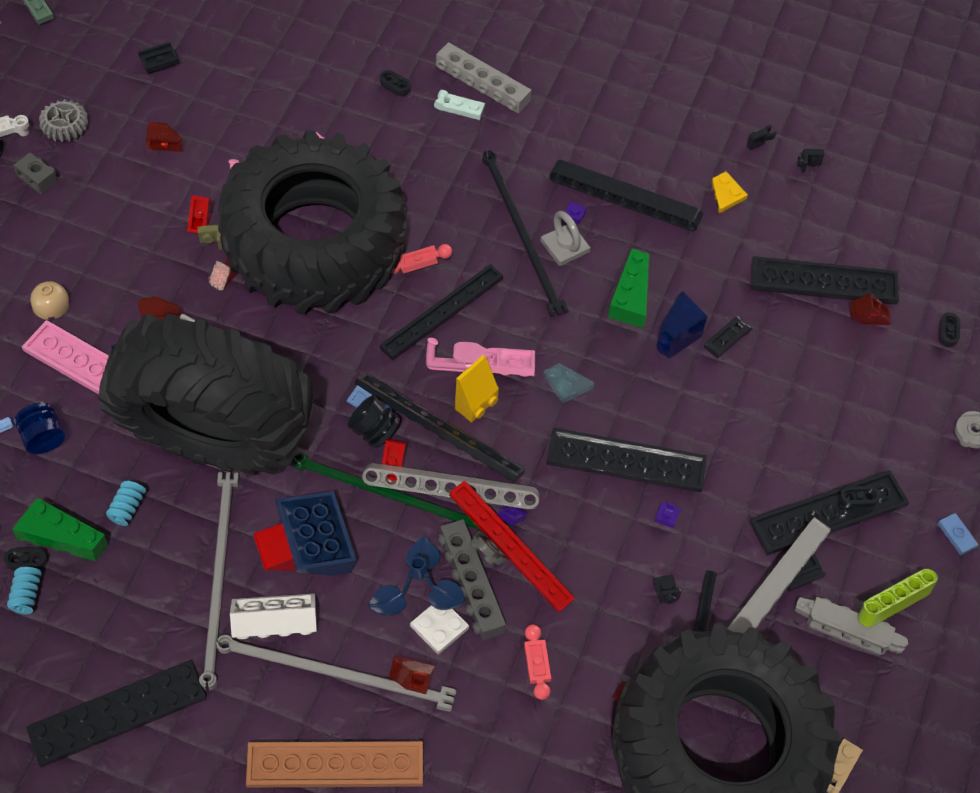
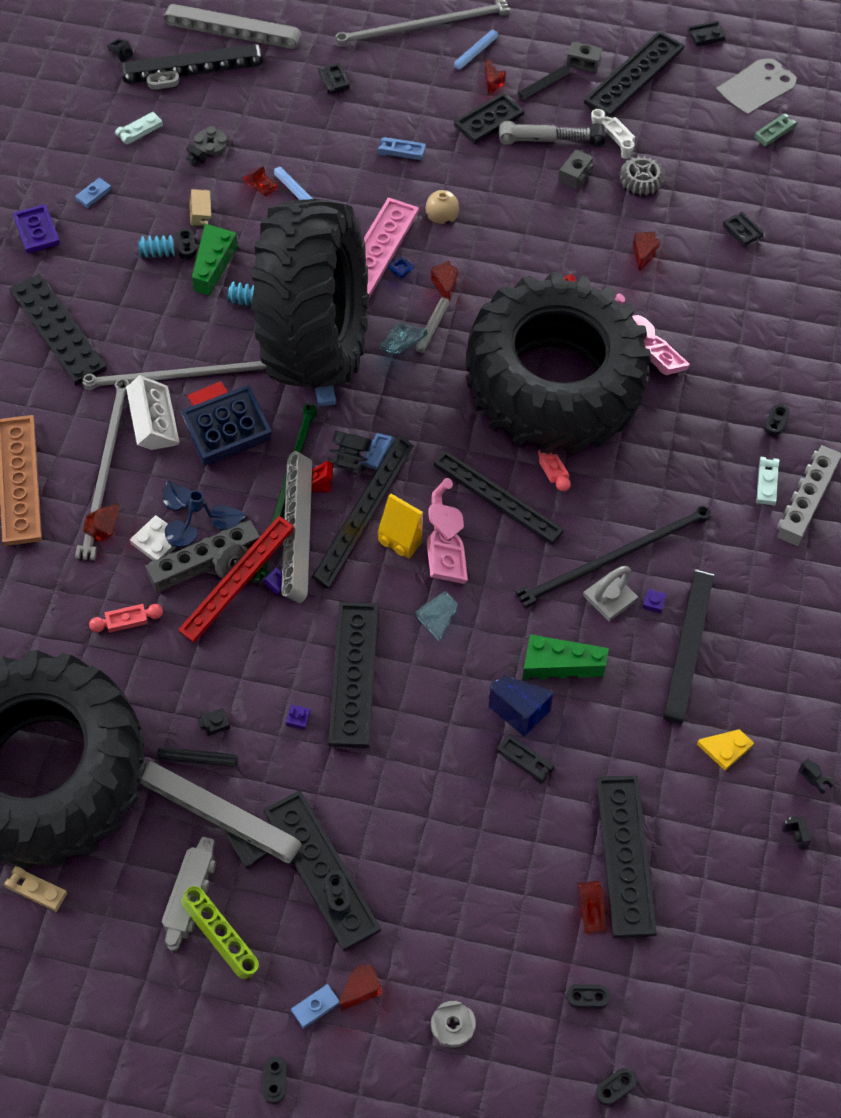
camera: 85 degrees right, 0 degrees up
(943, 494) = (360, 987): none -> clear red slope

